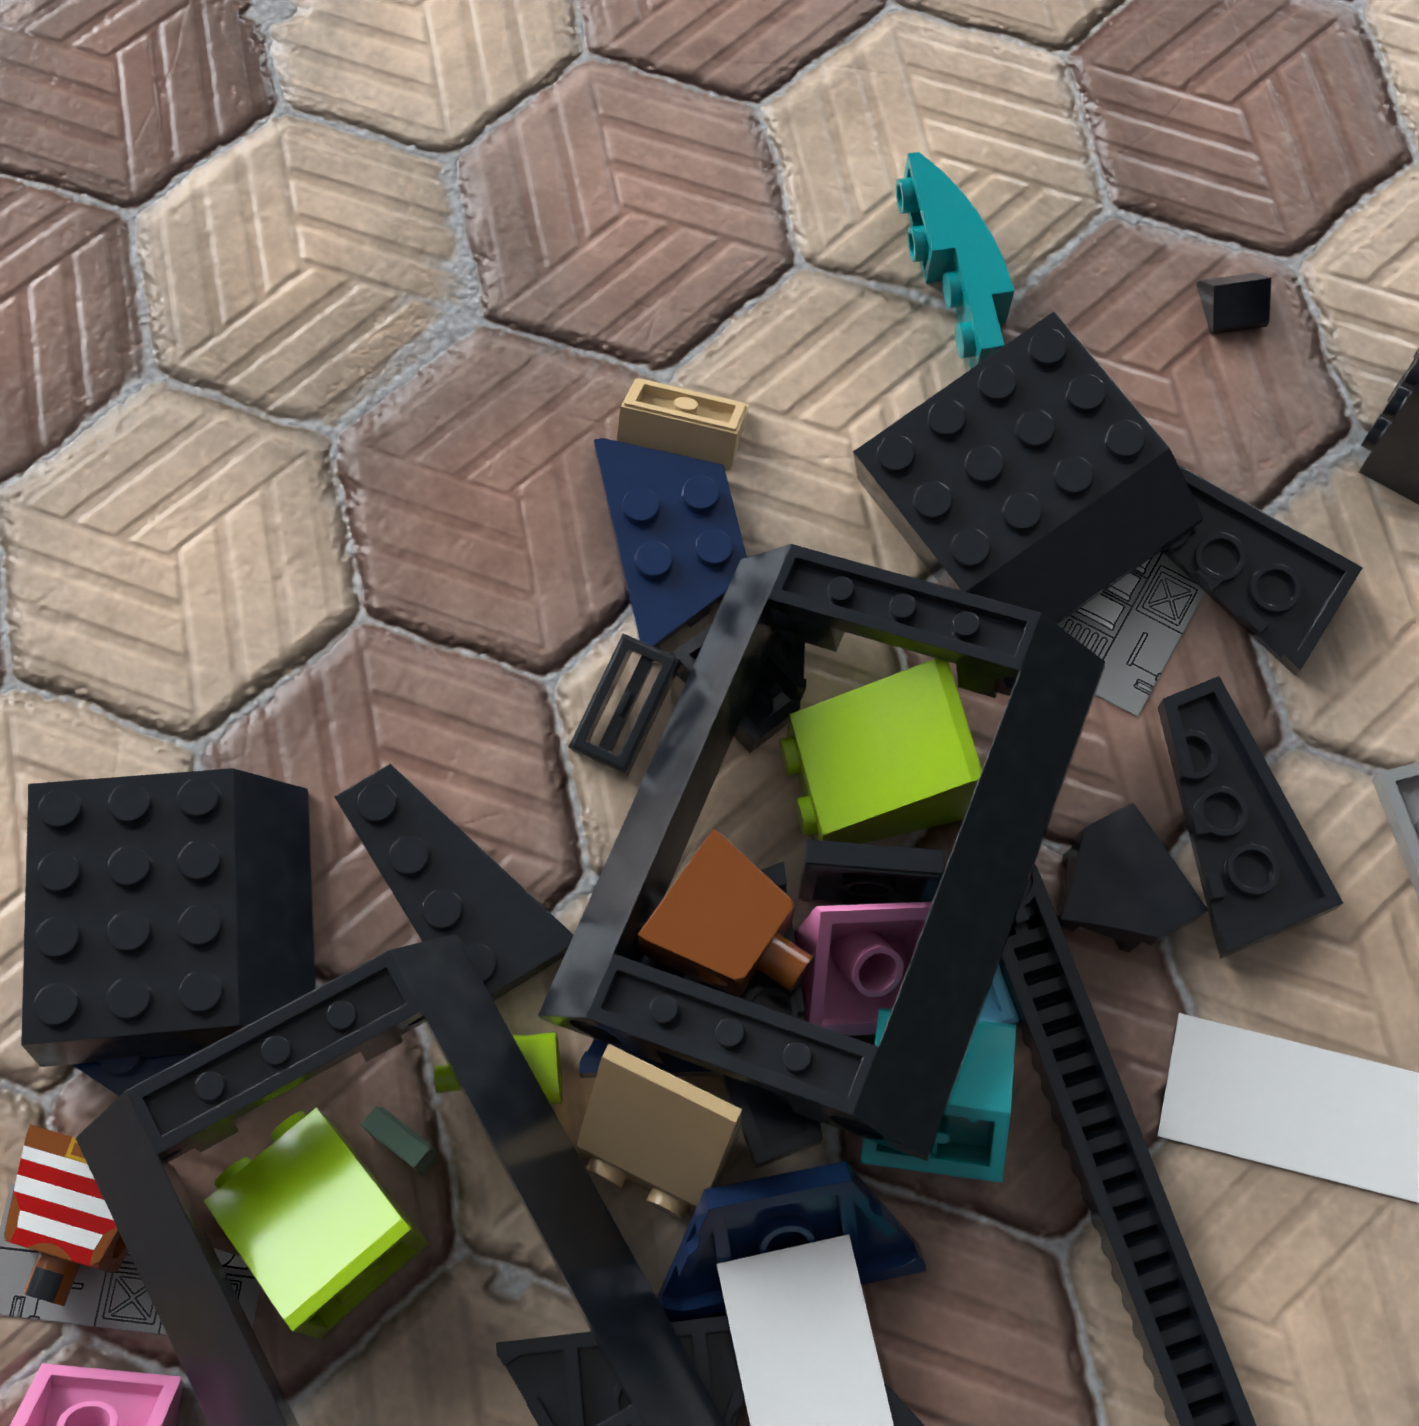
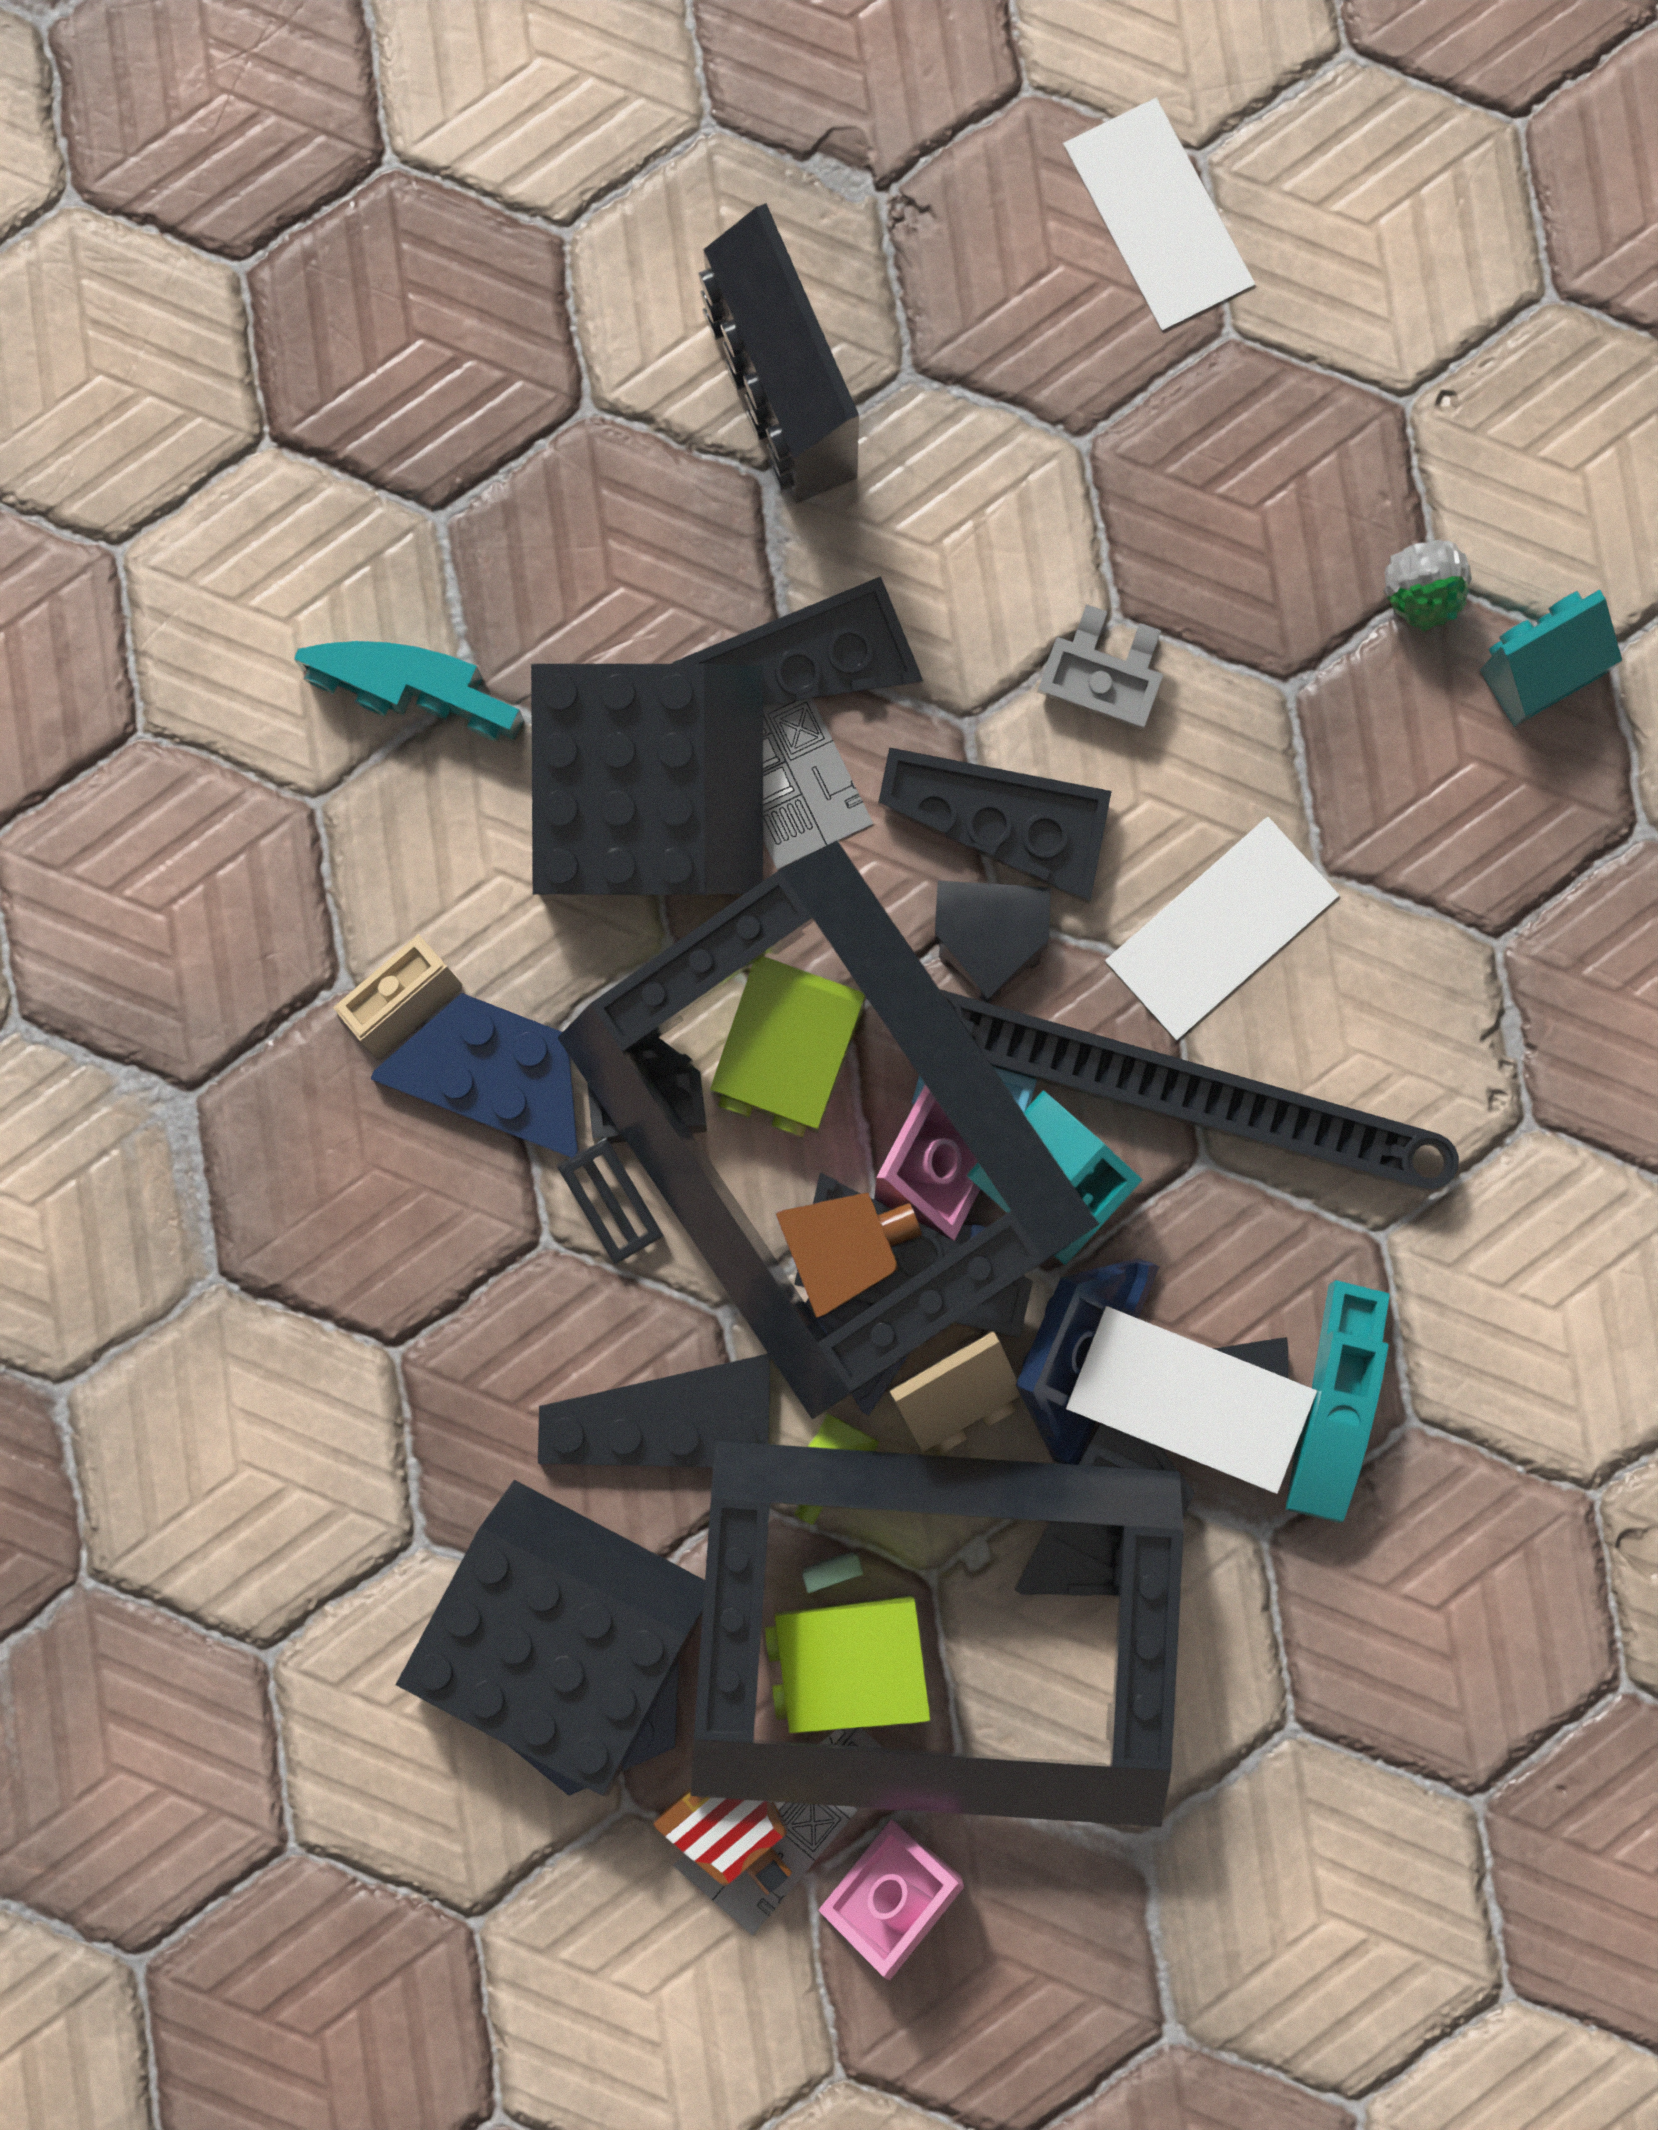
camera: 55 degrees left, 15 degrees up
(869, 873) = (870, 1116): black tile -> none
(1236, 302) = (591, 486): black slope -> none

